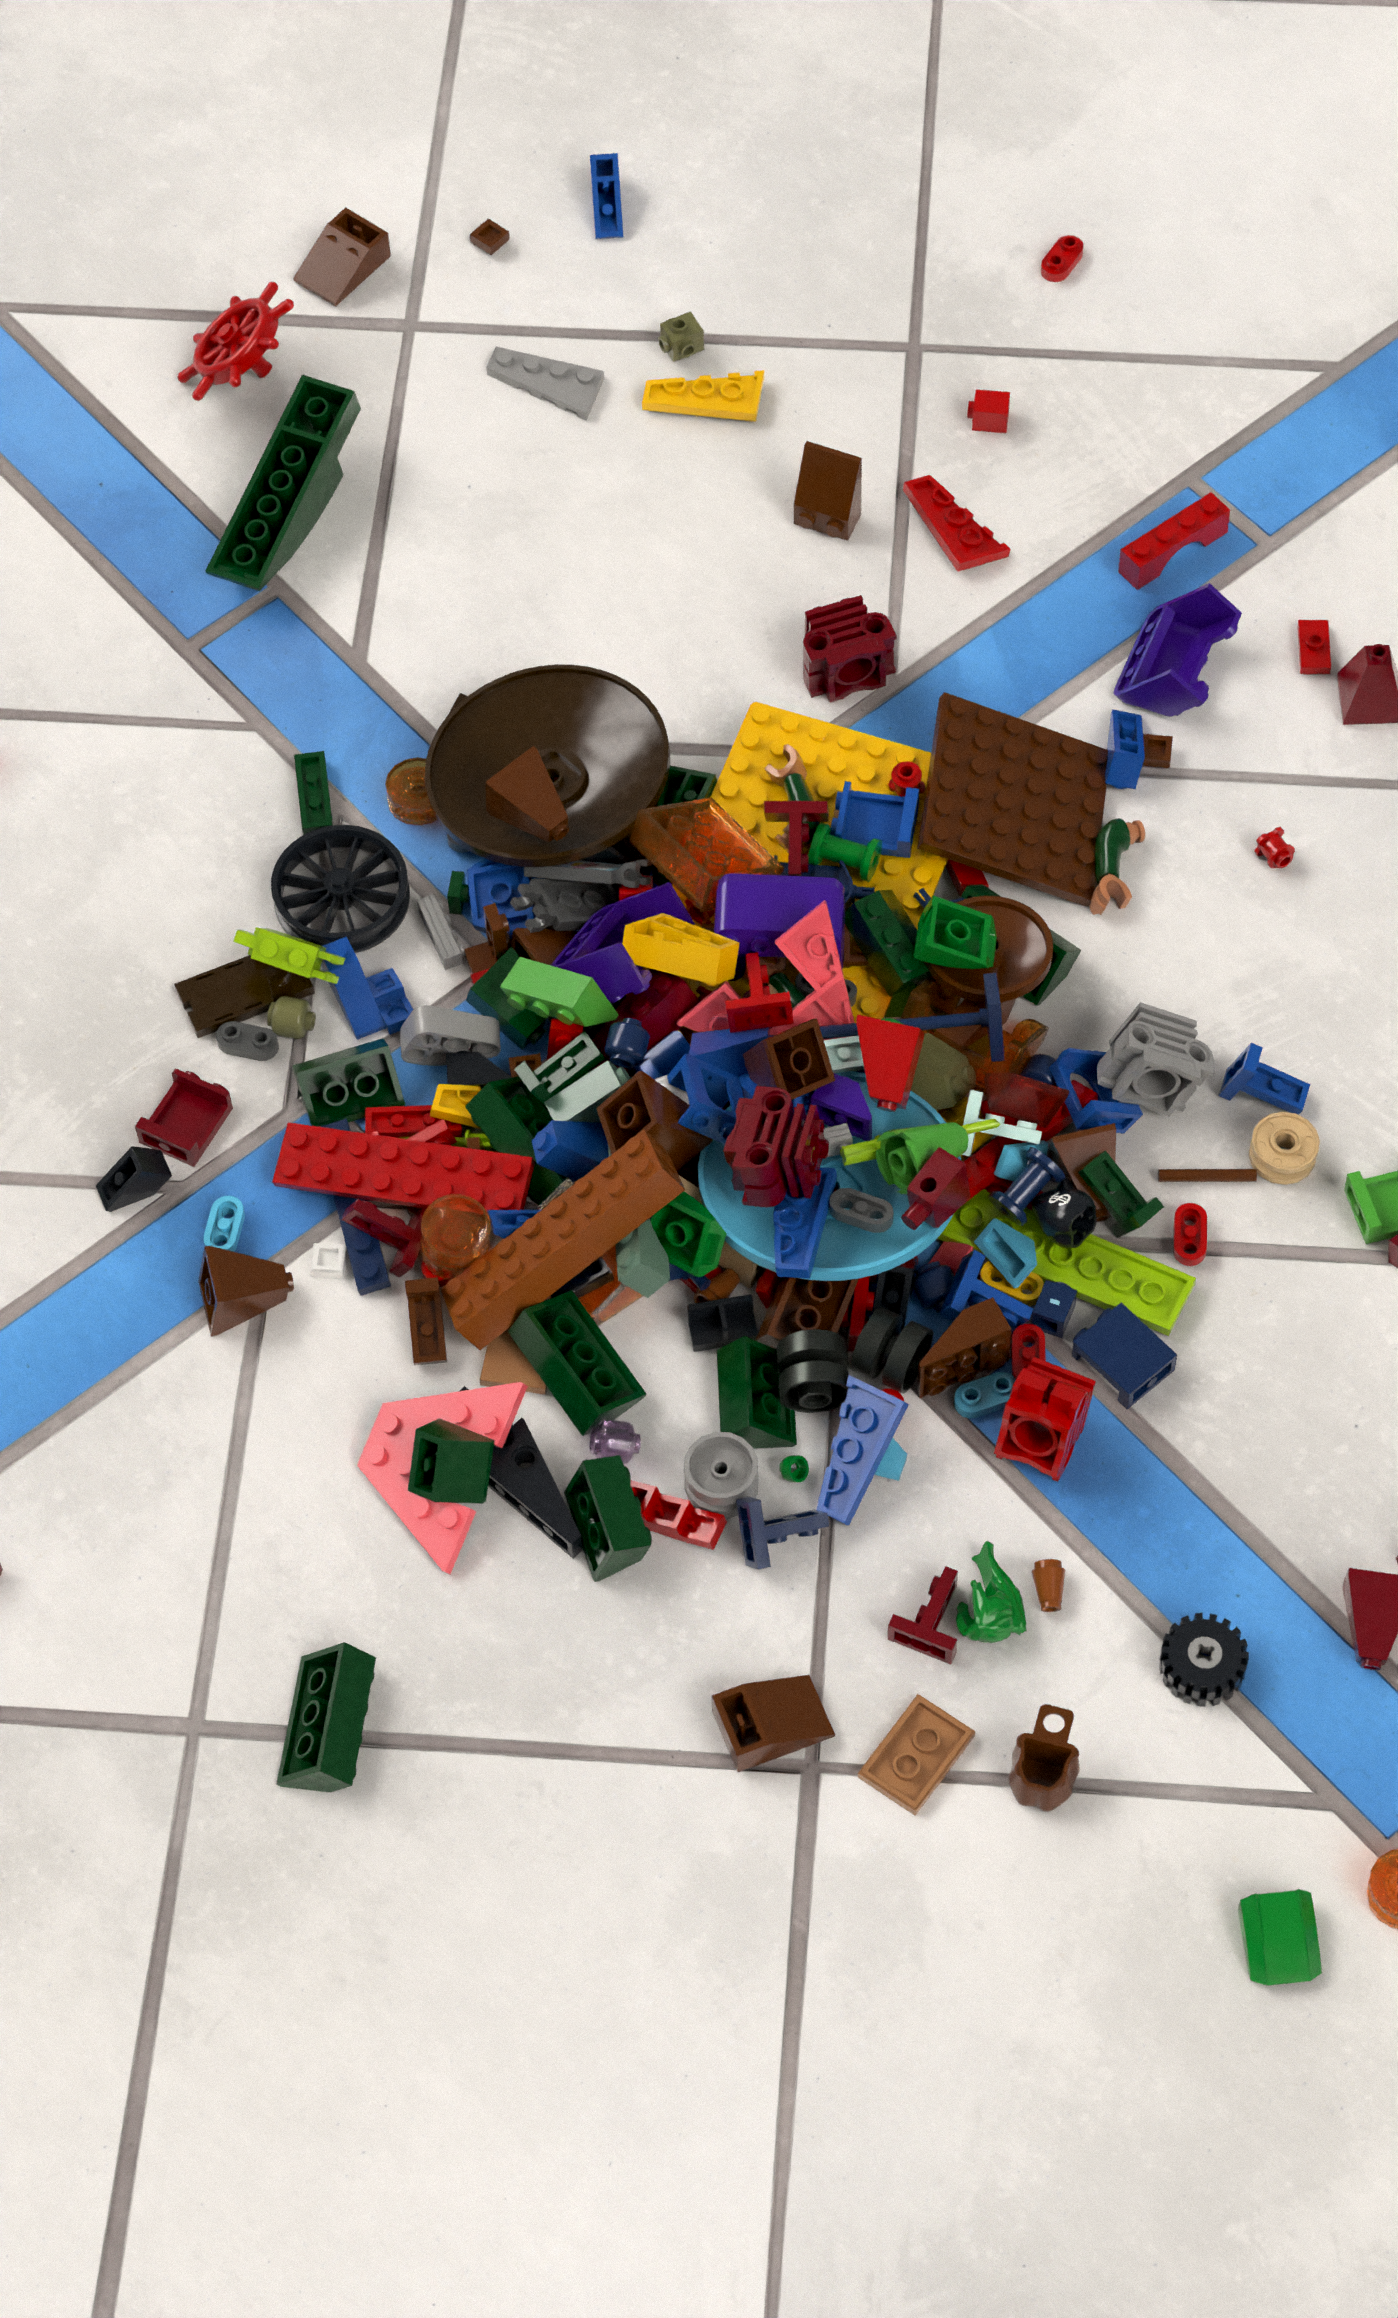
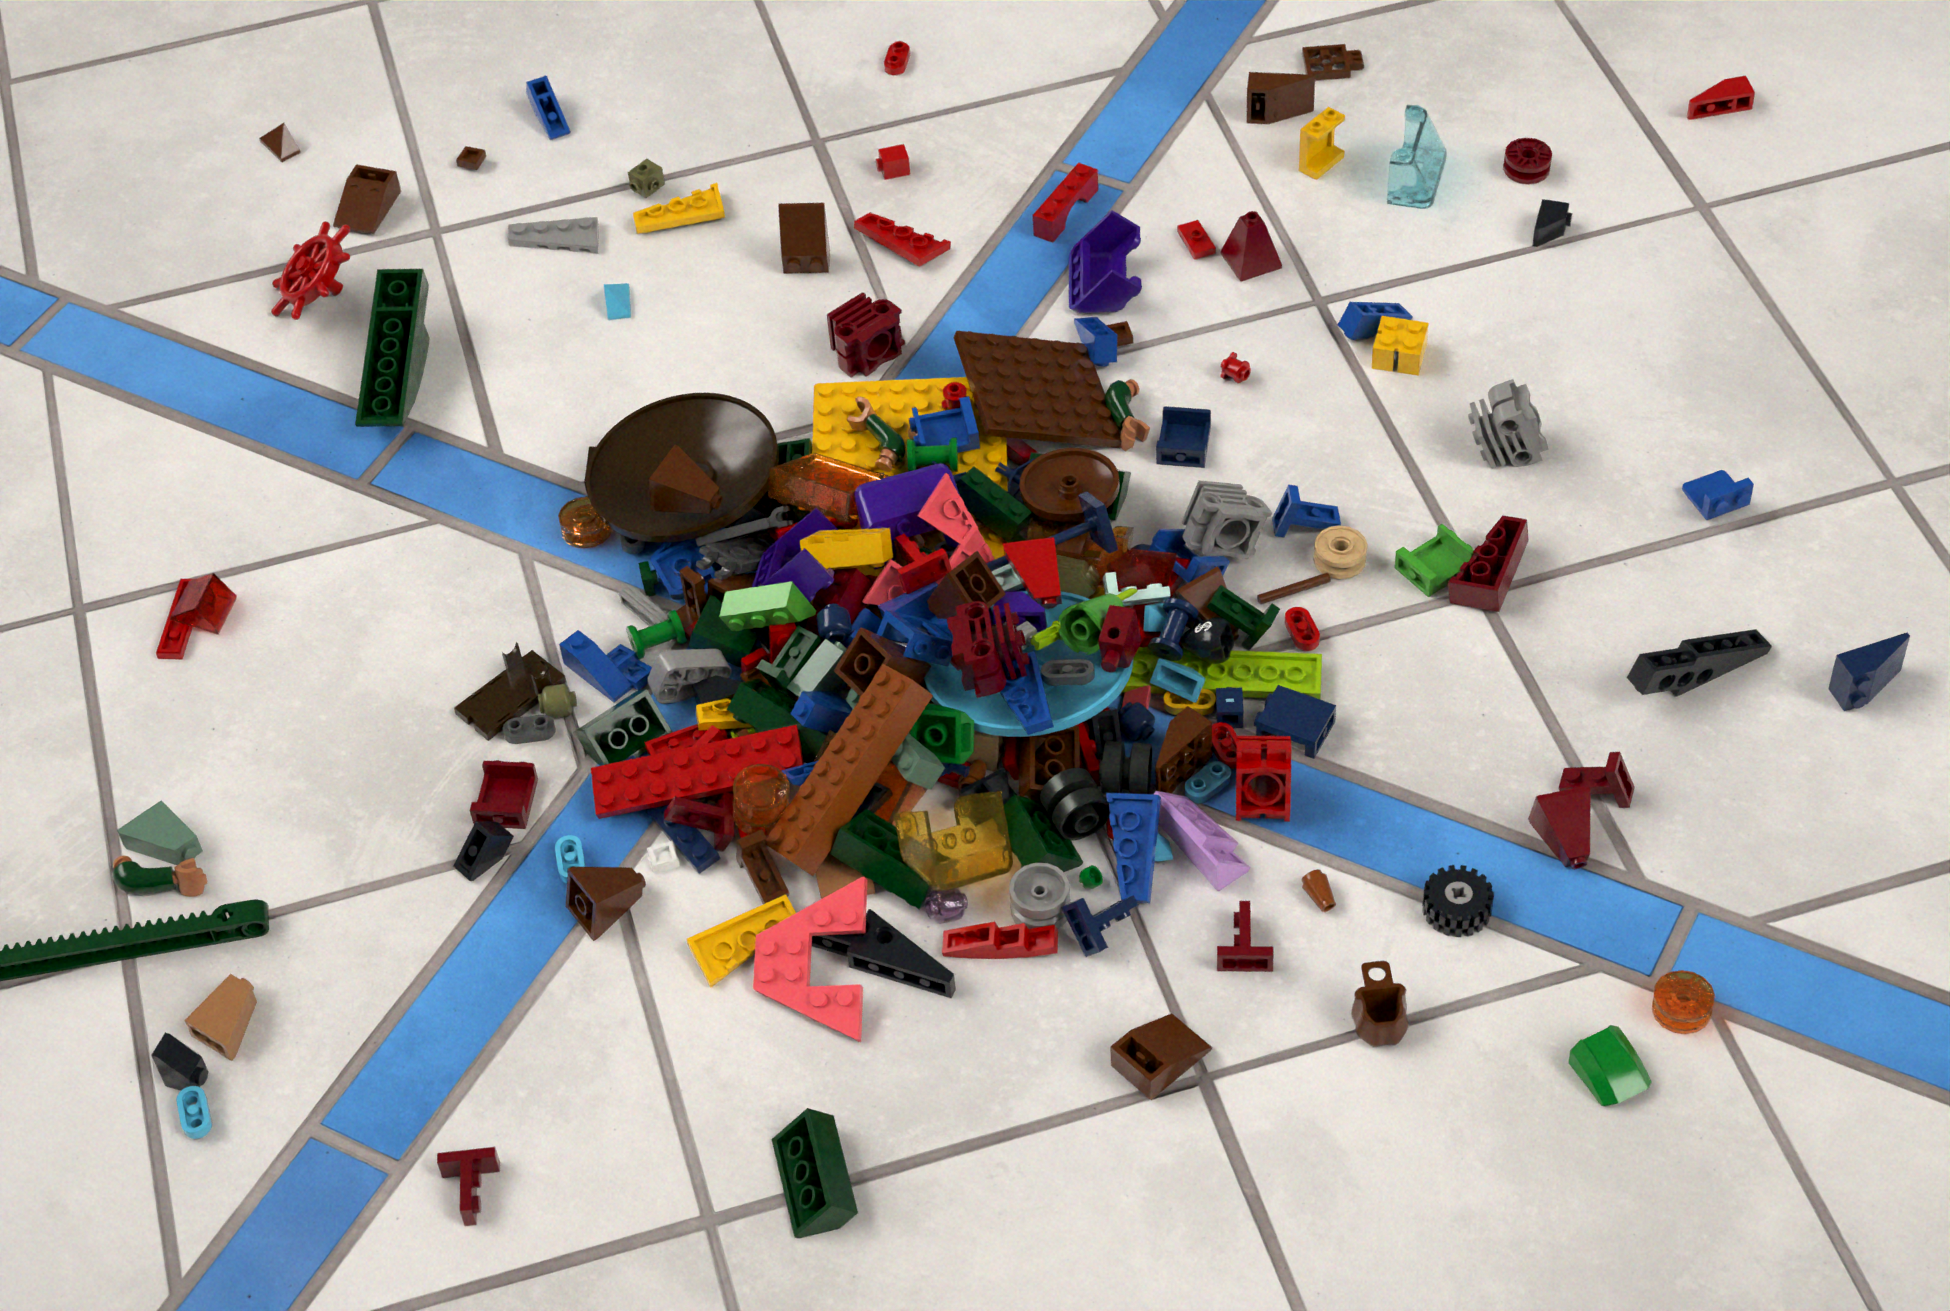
camera: 20 degrees left, 10 degrees down
(277, 142) = (280, 143): none -> reddish brown slope
(288, 953) = (540, 651): lime hinge -> none
(313, 791) = (504, 548): dark green plate -> none
(341, 887) = (555, 602): black wheel -> none
(355, 1398) = (733, 941): none -> yellow wing
(435, 971) = (656, 634): none -> green piece
(450, 1463) = (831, 956): dark green slope -> none
(532, 1045) = (753, 659): none -> red tile
(580, 496) = (617, 301): none -> medium azure slope
(607, 1516) = (969, 953): dark green slope -> none
(653, 1385) = (961, 853): none -> clear yellow windscreen
(796, 814) = (891, 437): dark red bracket -> none
(916, 1754) = (1279, 1040): medium nougat tile -> none
(944, 1465) = (1201, 840): none -> lavender slope
(955, 936) = (1042, 479): green slope -> none
(969, 1289) = (1163, 710): blue bracket -> none
(996, 1610) = (1292, 915): green hair -> none
(1169, 923) = (1184, 437): none -> dark blue panel

